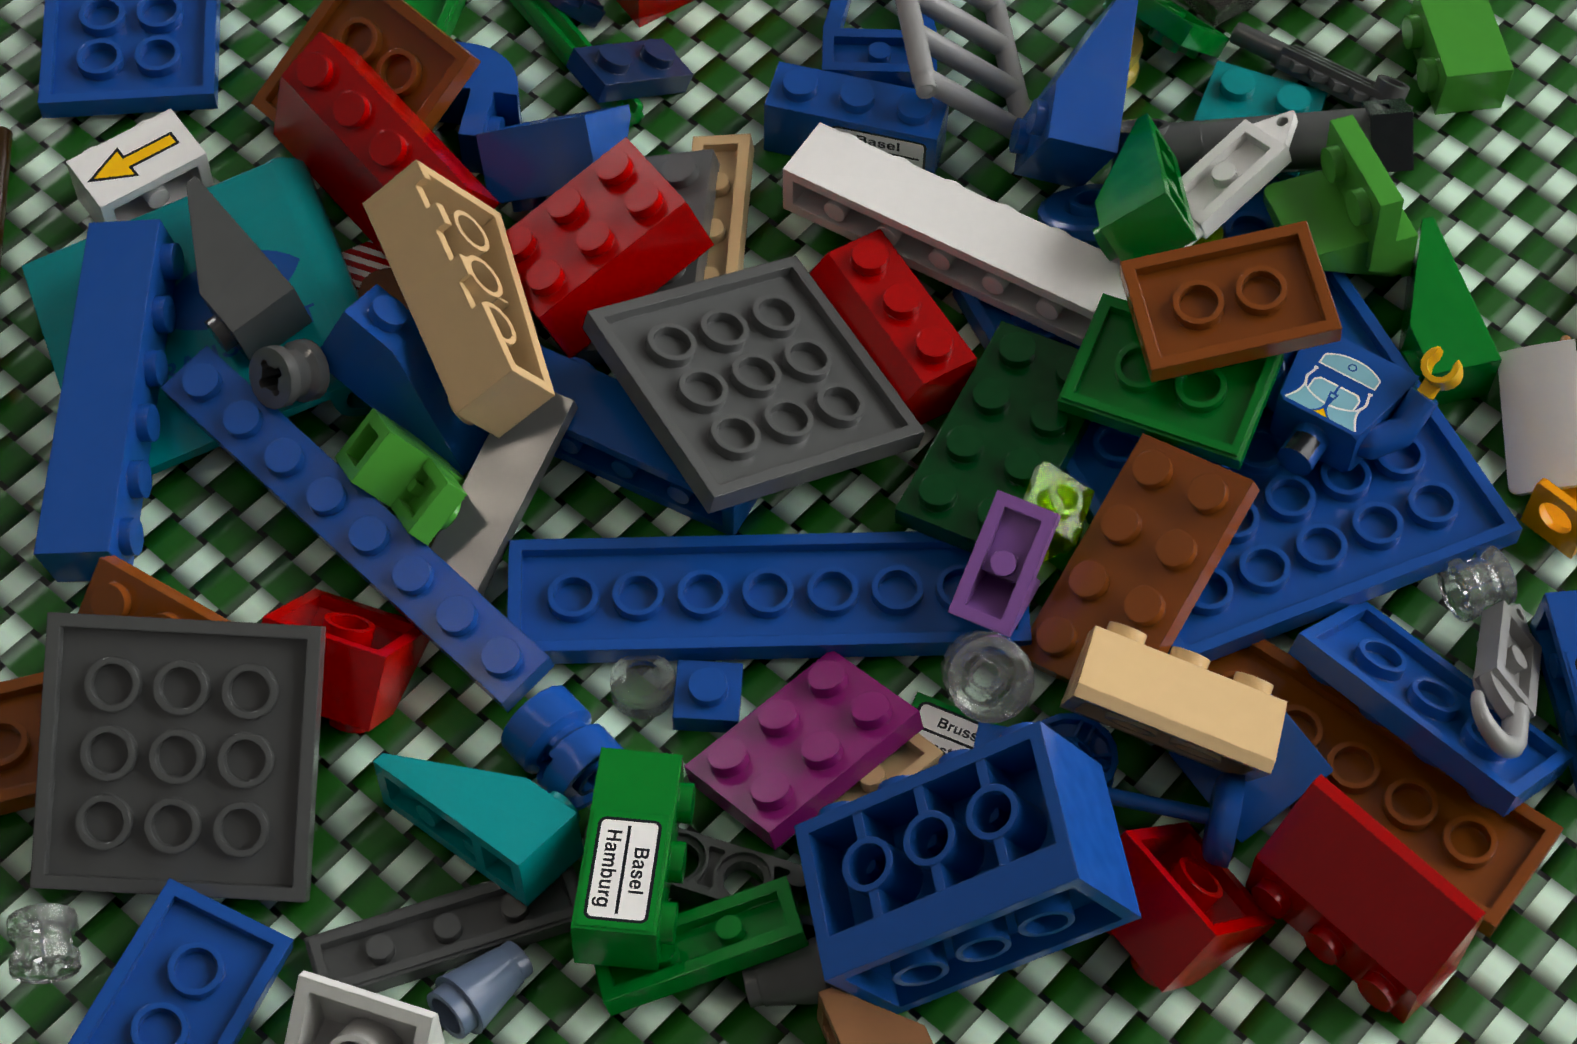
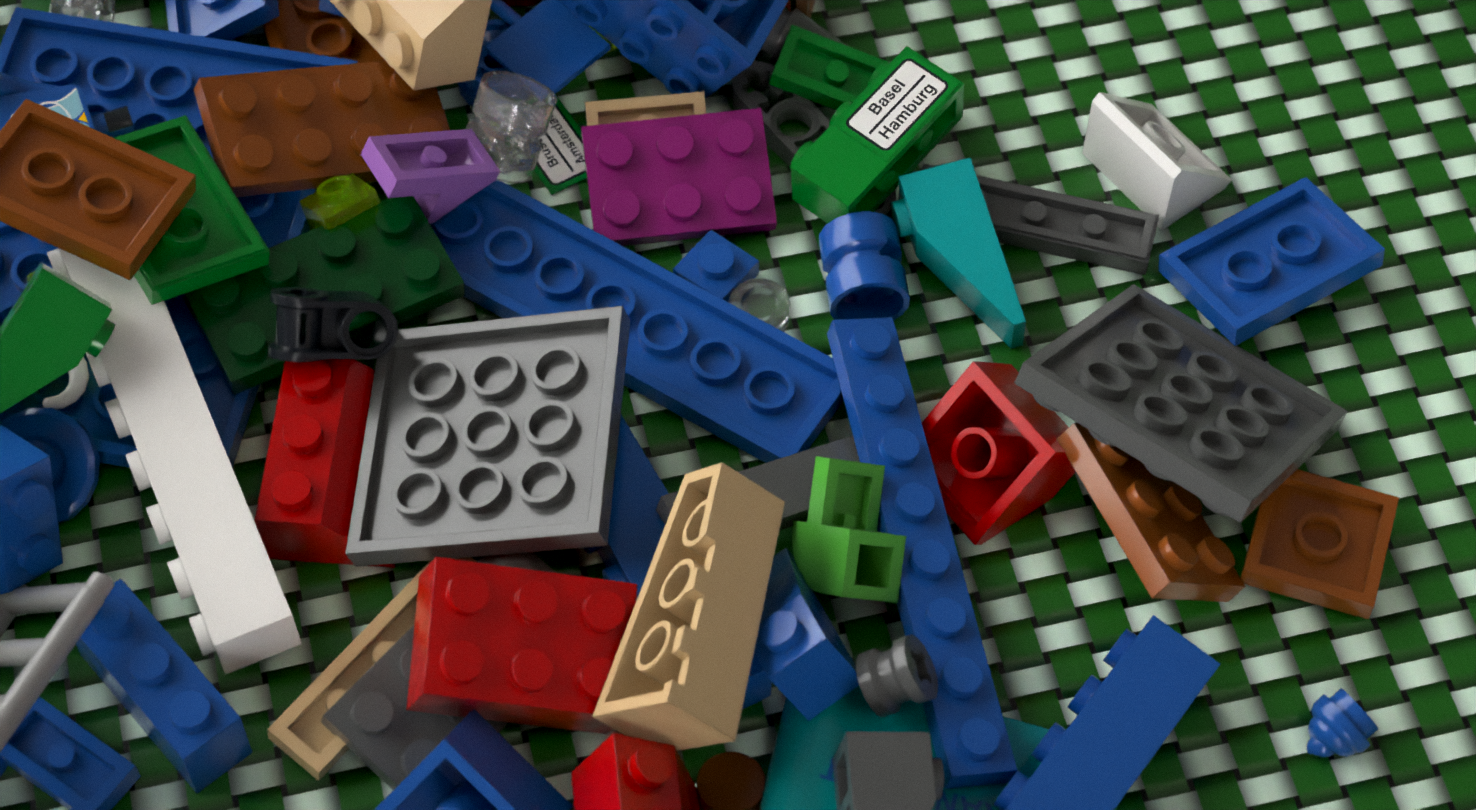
camera: 145 degrees left, 0 degrees up
(43, 943) = (1356, 358): clear wheel -> none
(479, 989) = (1038, 156): sand blue cone -> none
(950, 376) = (317, 323): none -> black piece

